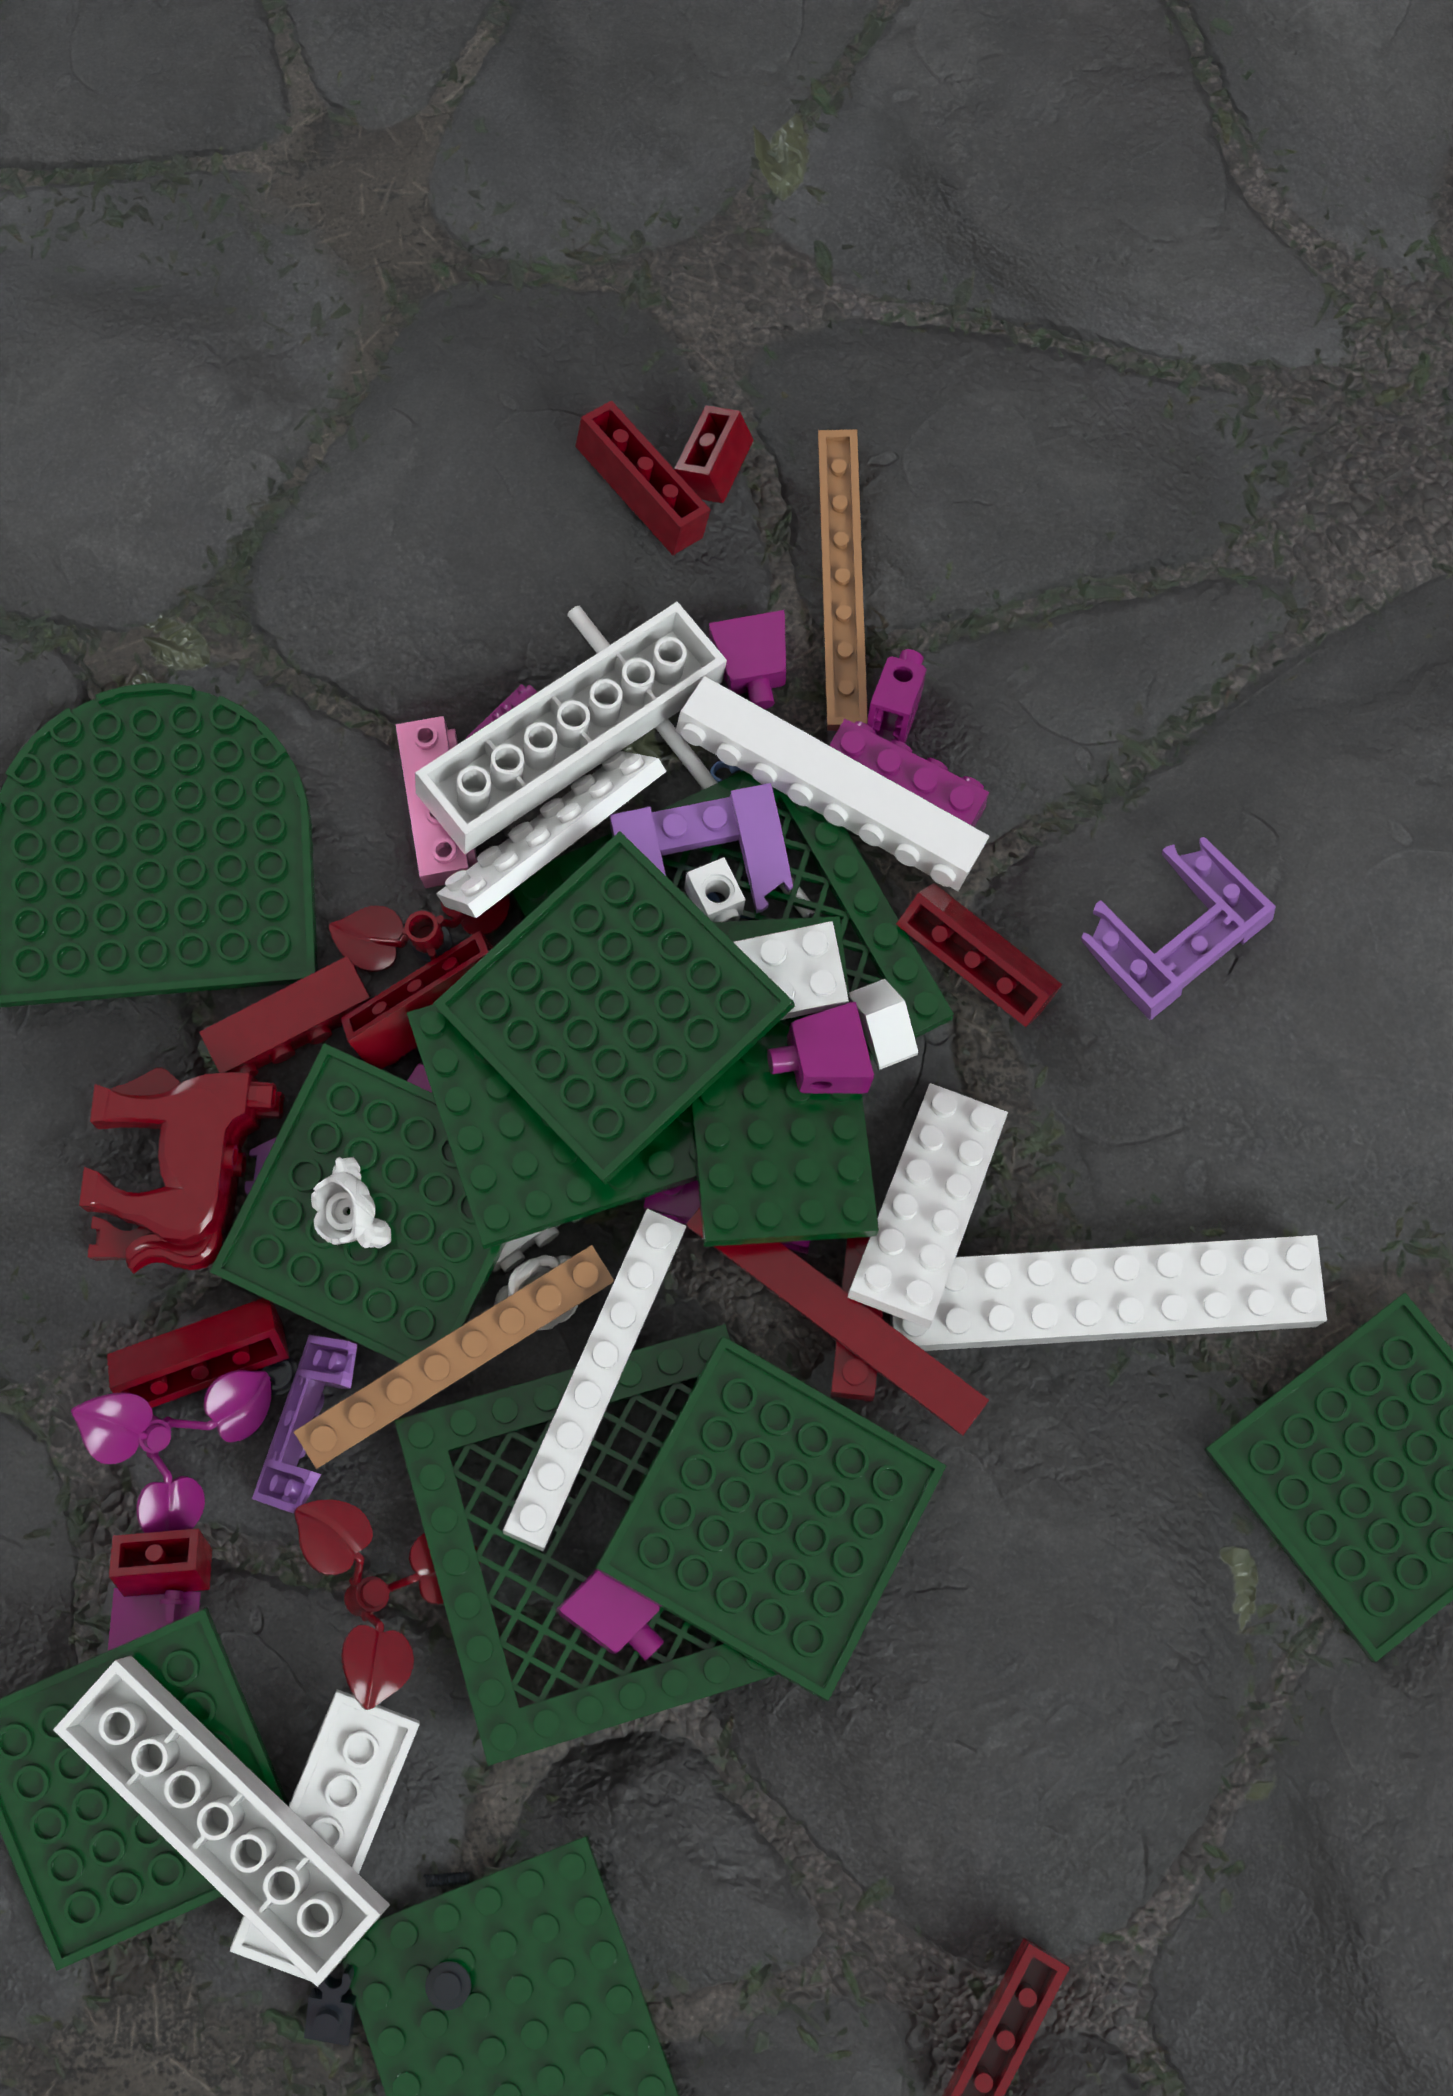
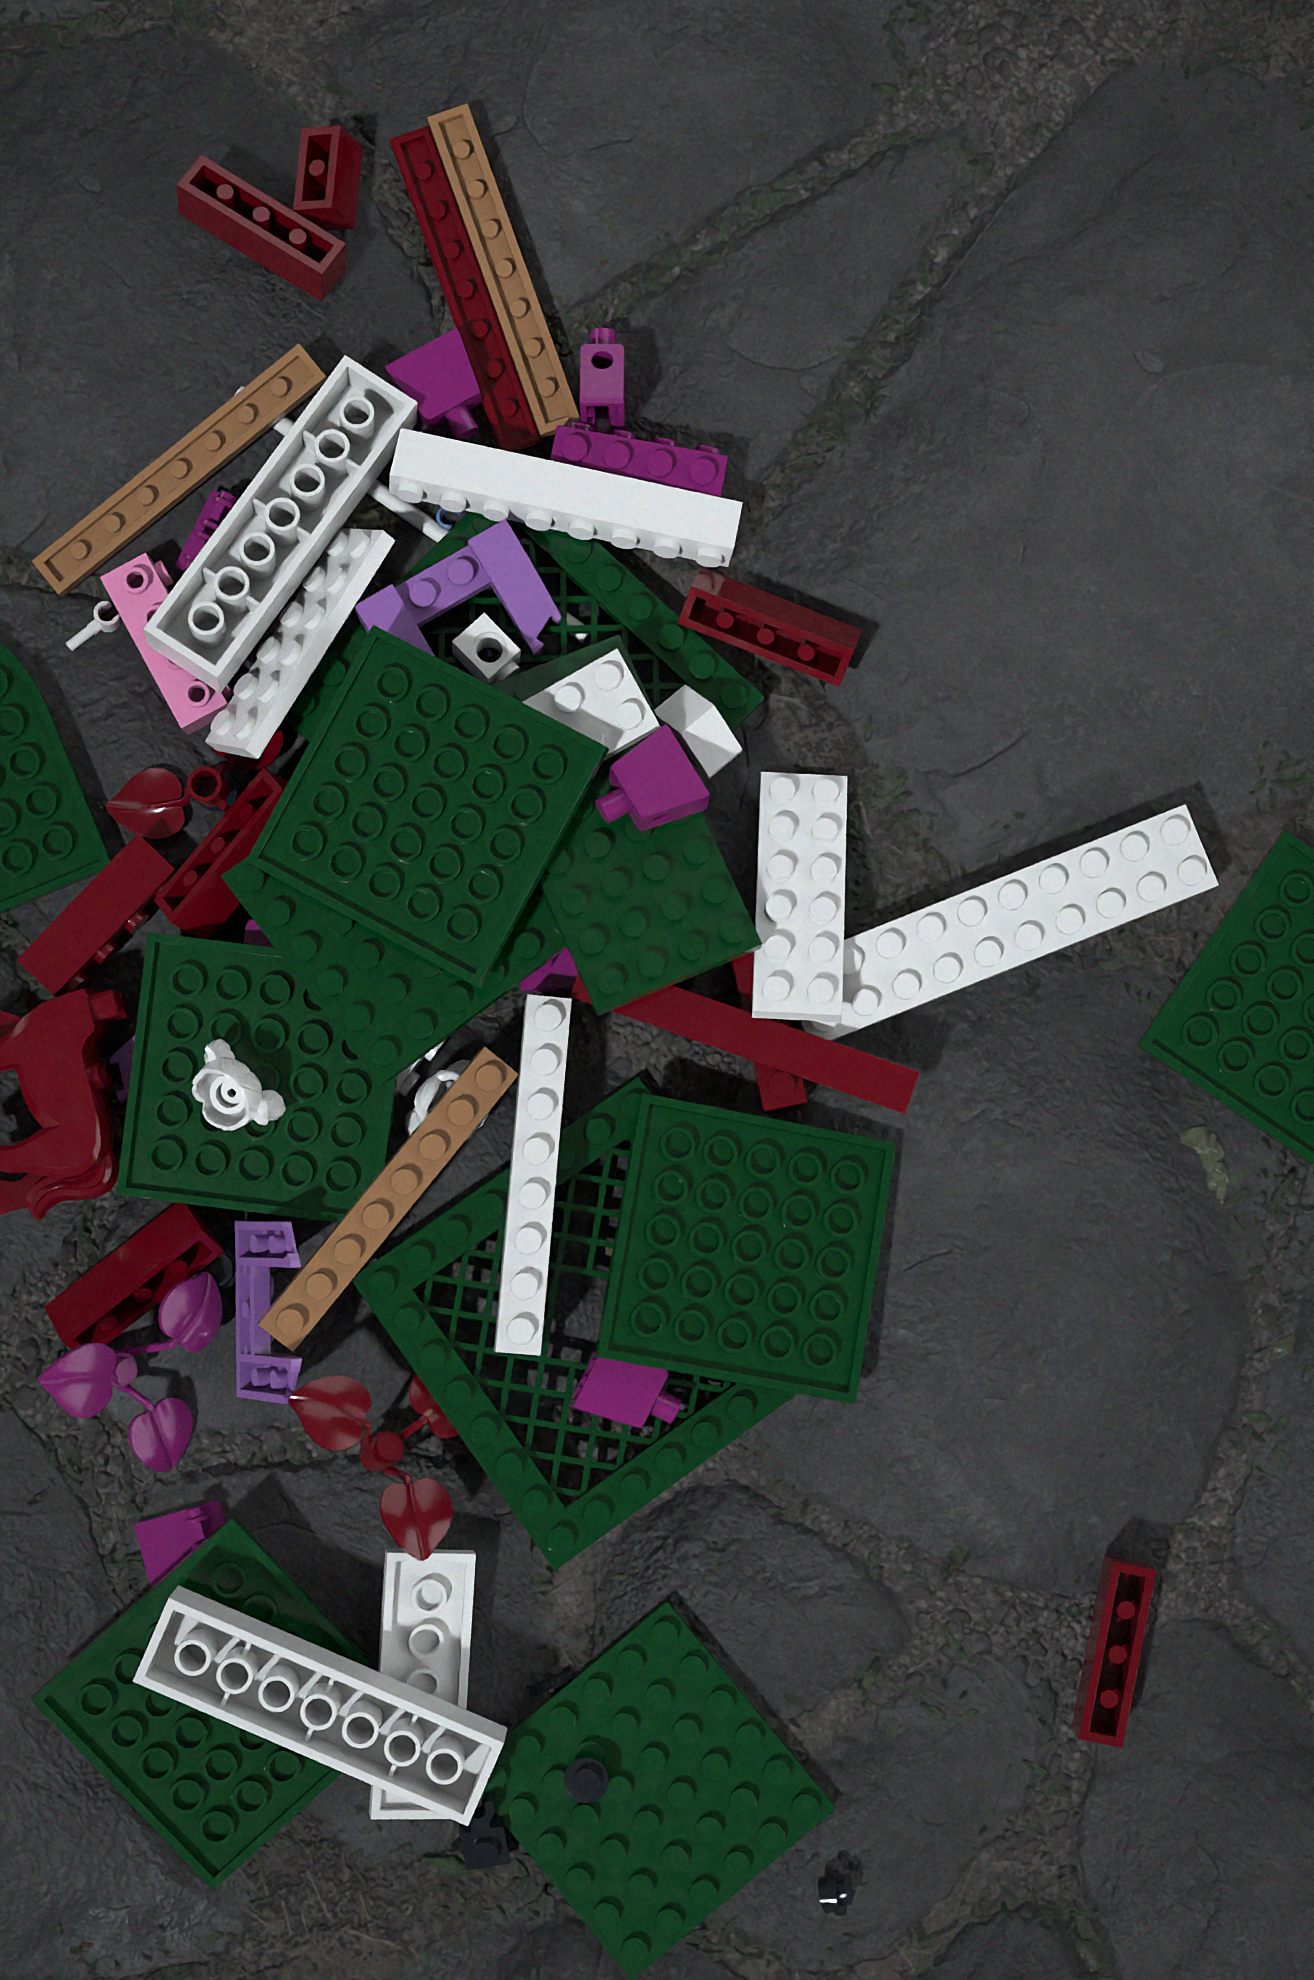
camera: 20 degrees left, 10 degrees up
(160, 1562) = (171, 1487): dark red brick -> none
(378, 768) = (95, 626): none -> white hand
(498, 658) = (180, 470): none -> medium nougat plate
(802, 586) = (465, 290): none -> dark red tile
(1233, 916) = (1010, 502): medium lavender wedge -> none

